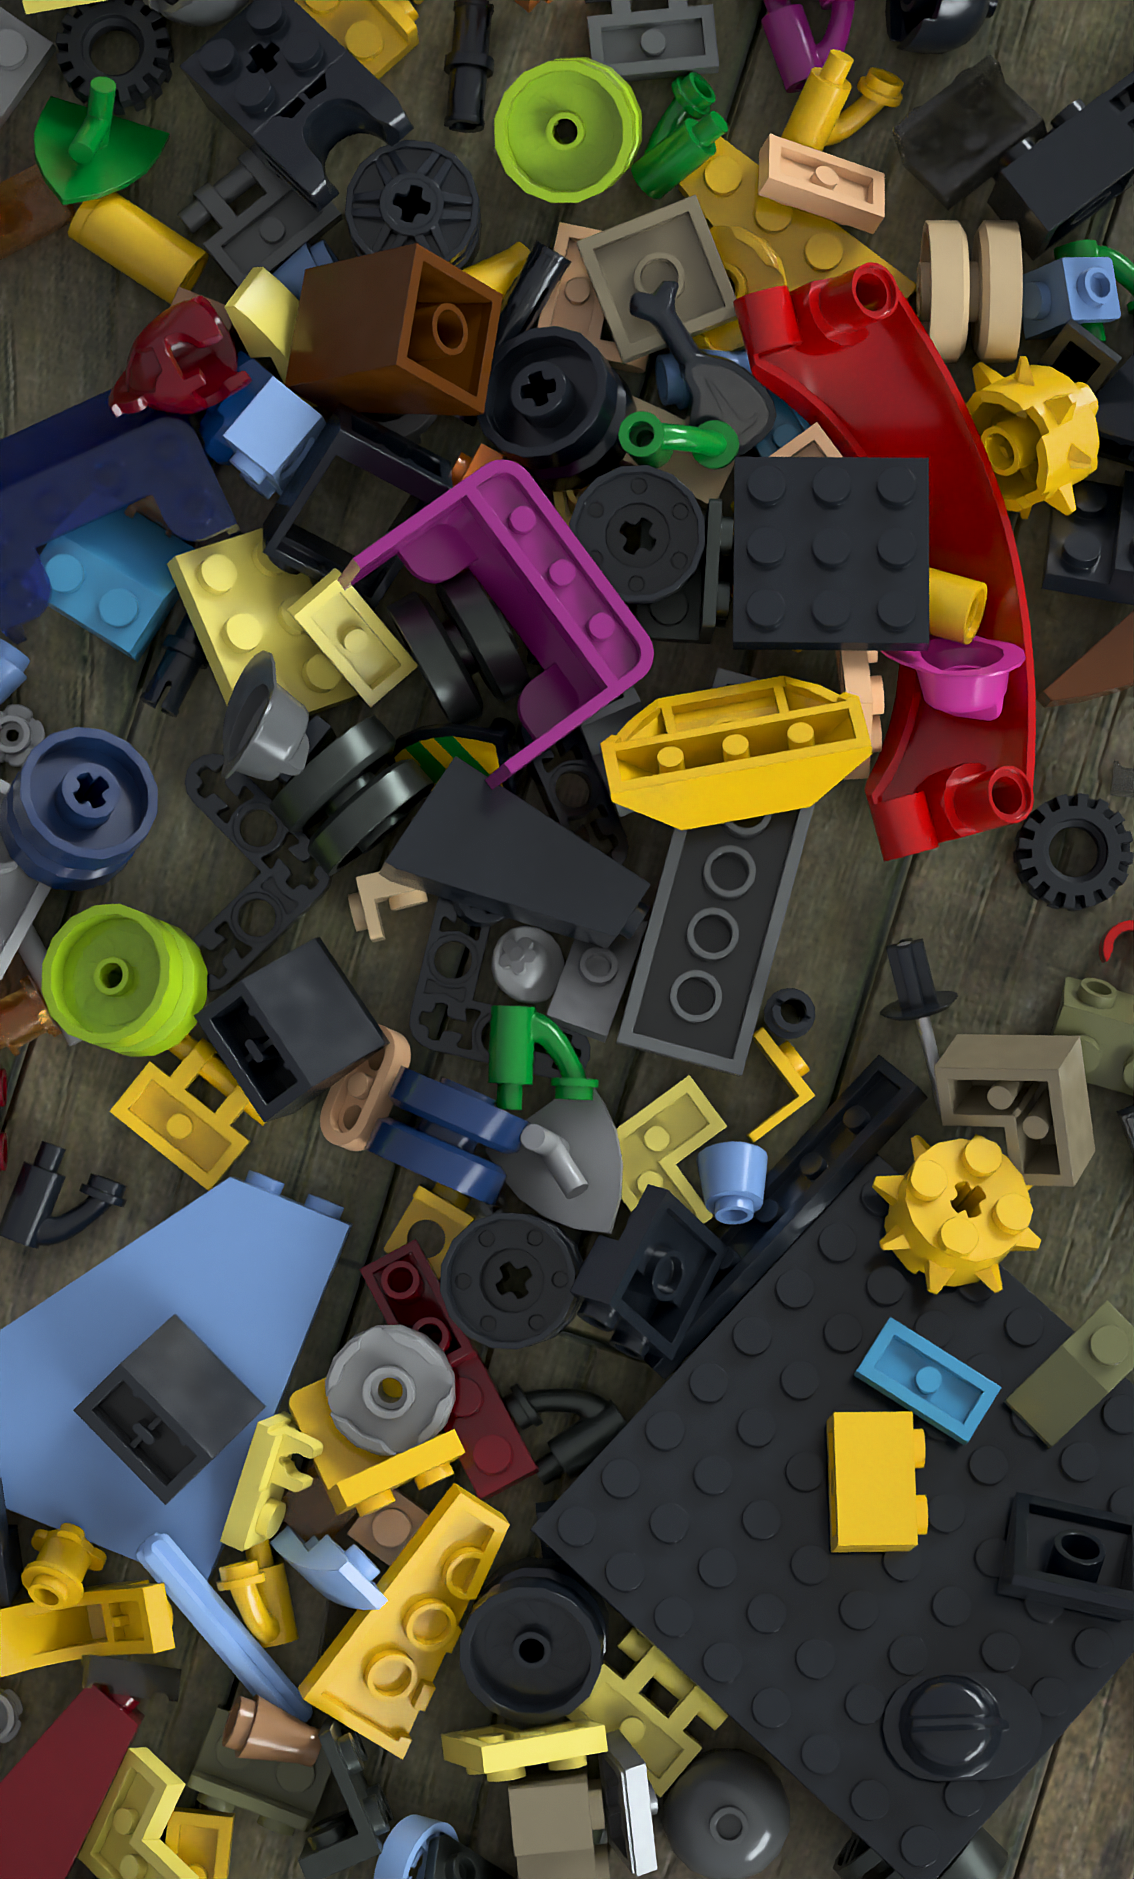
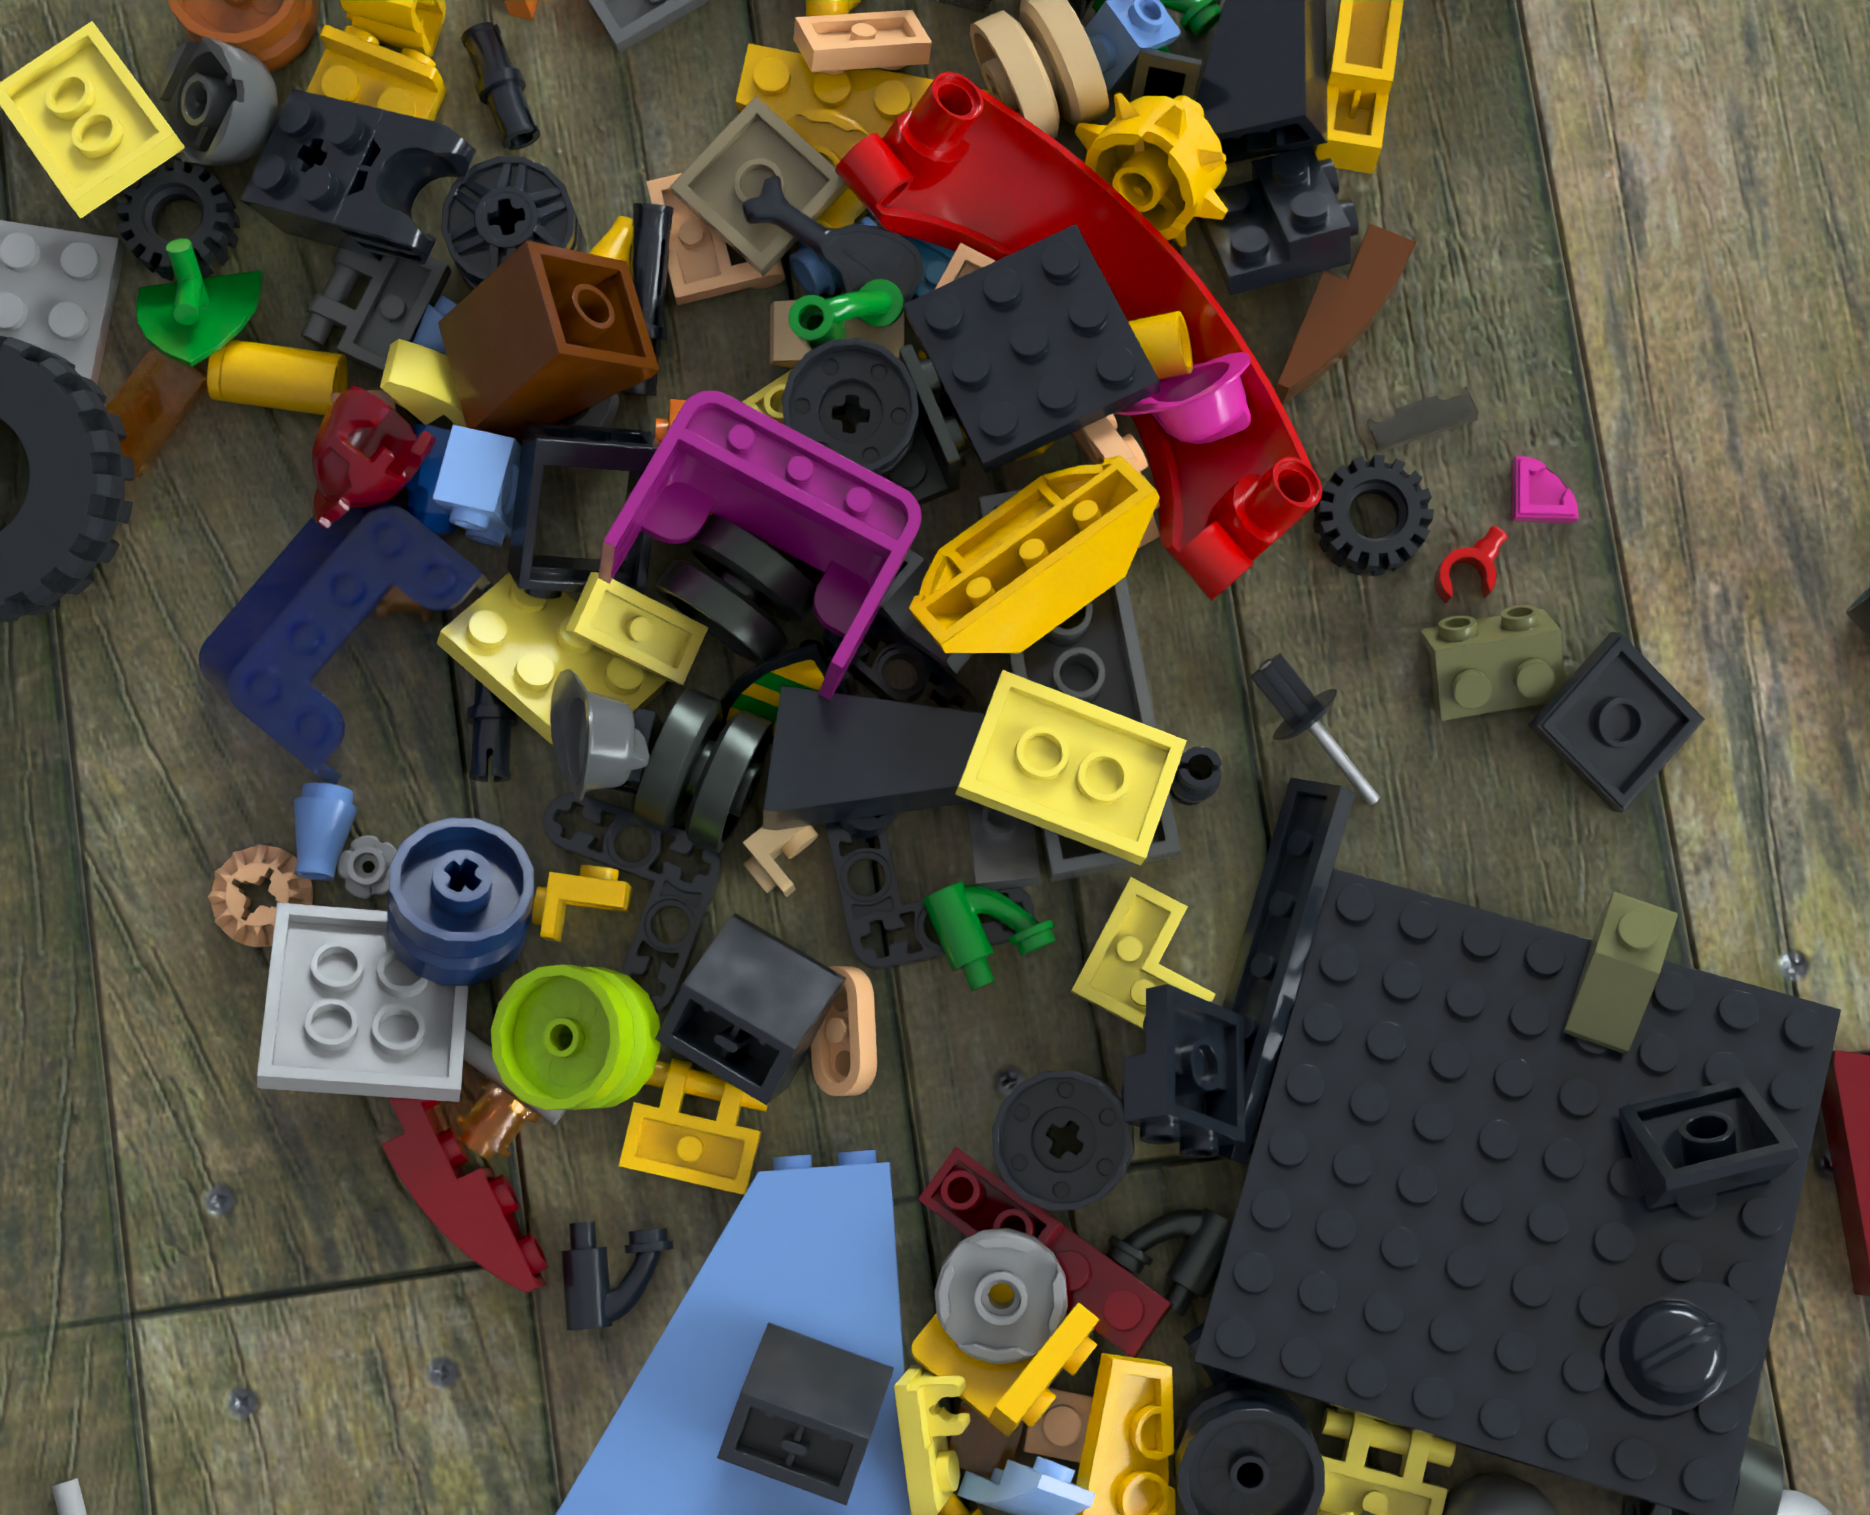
camera: 25 degrees left, 5 degrees down
(115, 579) = (395, 682): dark azure slope -> none
(203, 851) = (593, 888): none -> yellow bracket
(439, 1205) = (964, 1105): yellow bracket -> none
(447, 1135) = (939, 1030): dark blue wheel -> none
(527, 964) = (935, 848): light grey hat -> none
(556, 407) = (722, 335): black wheel -> none
(568, 1164) = (1058, 1011): light grey shield -> none
(605, 120) = (577, 94): lime wheel -> none
(677, 955) = (1071, 767): none -> light yellow plate
(678, 141) = (718, 61): green plant -> none
(732, 1180) = (1217, 952): medium blue hat -> none
(791, 1069) = (1218, 828): yellow bracket -> none
(874, 1482) = (1488, 1161): yellow brick -> none
(927, 1381) = (1487, 1046): dark azure plate -> none
(989, 1219) = (1435, 881): yellow brick -> none
(1029, 1088) = (1445, 740): dark tan brick -> none

